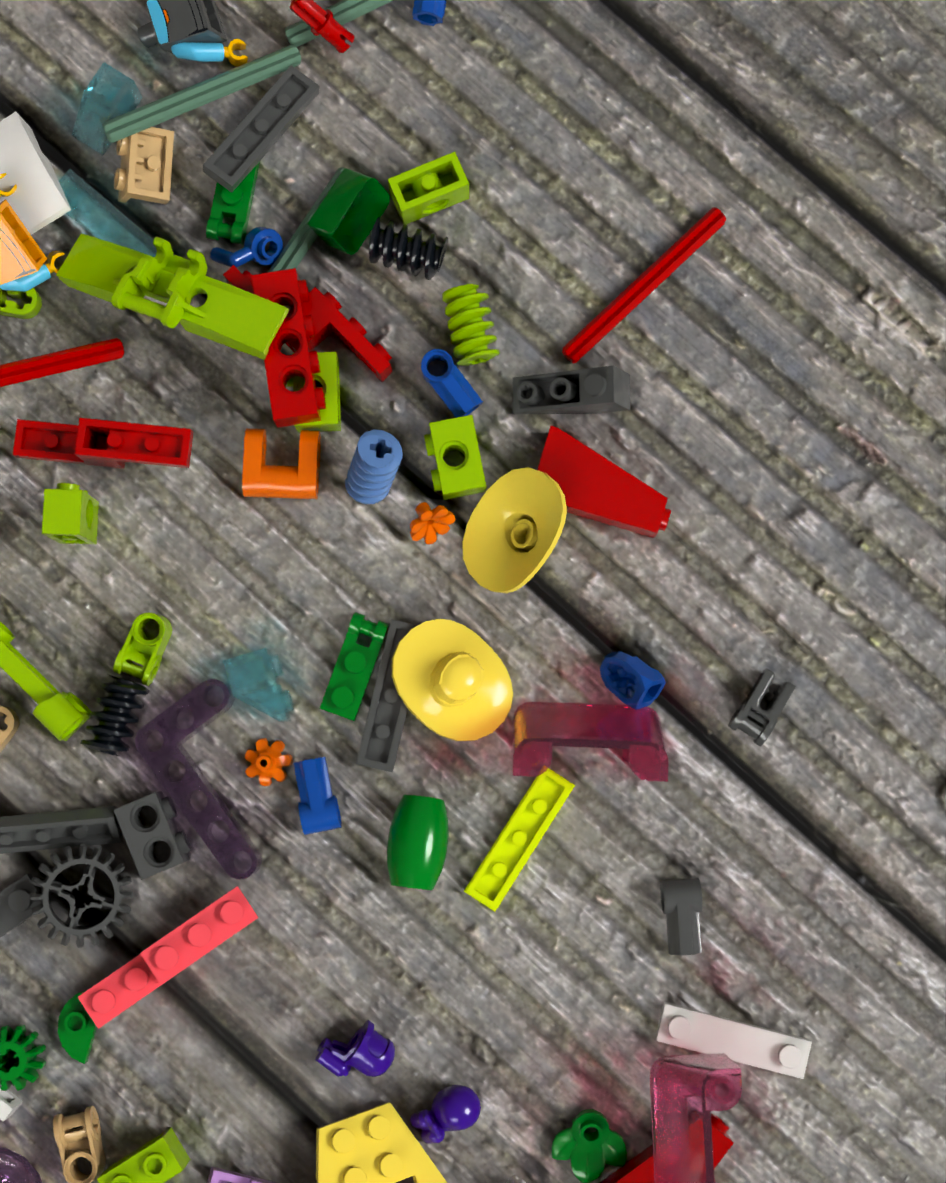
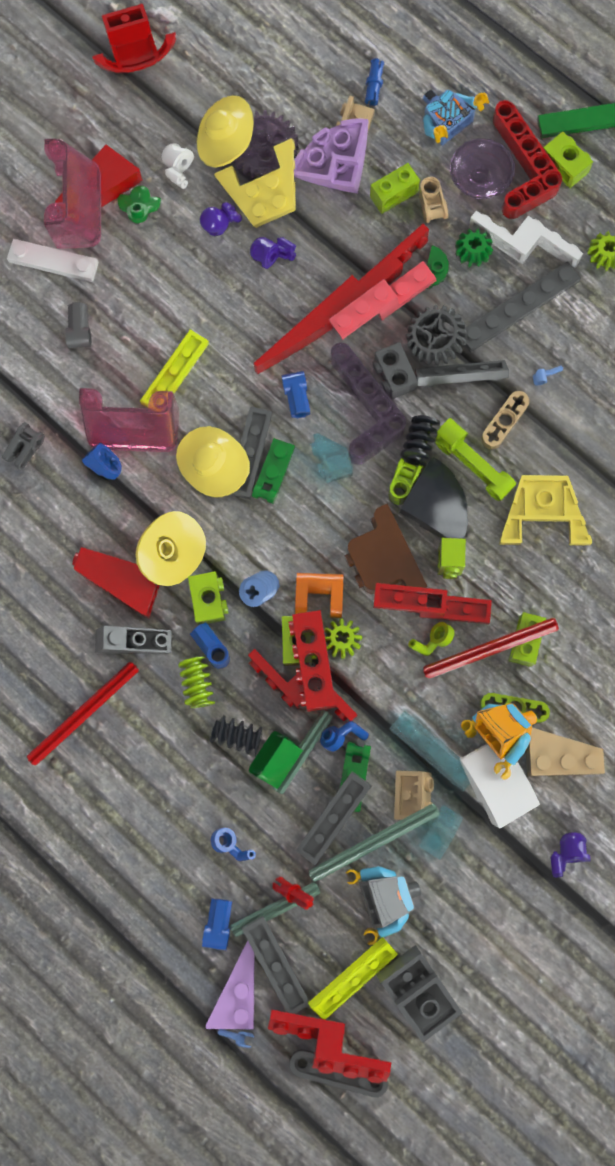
camera: 175 degrees left, 5 degrees down
(90, 614) = (438, 502): none -> black brick
(102, 396) = (440, 635): none -> lime plate
(127, 275) = (385, 705): lime piece -> none
(178, 523) = (383, 555): none -> reddish brown brick
(228, 964) = (318, 322): none -> red slope
(234, 402) = (343, 630): none -> lime gear
(274, 759) = (327, 415): orange plant -> none
(417, 842) = (234, 365): green piece -> none
(418, 93) = (229, 845): none -> blue plate
(429, 188) = (221, 774): lime brick -> none
(430, 522) = (225, 559): orange plant -> none

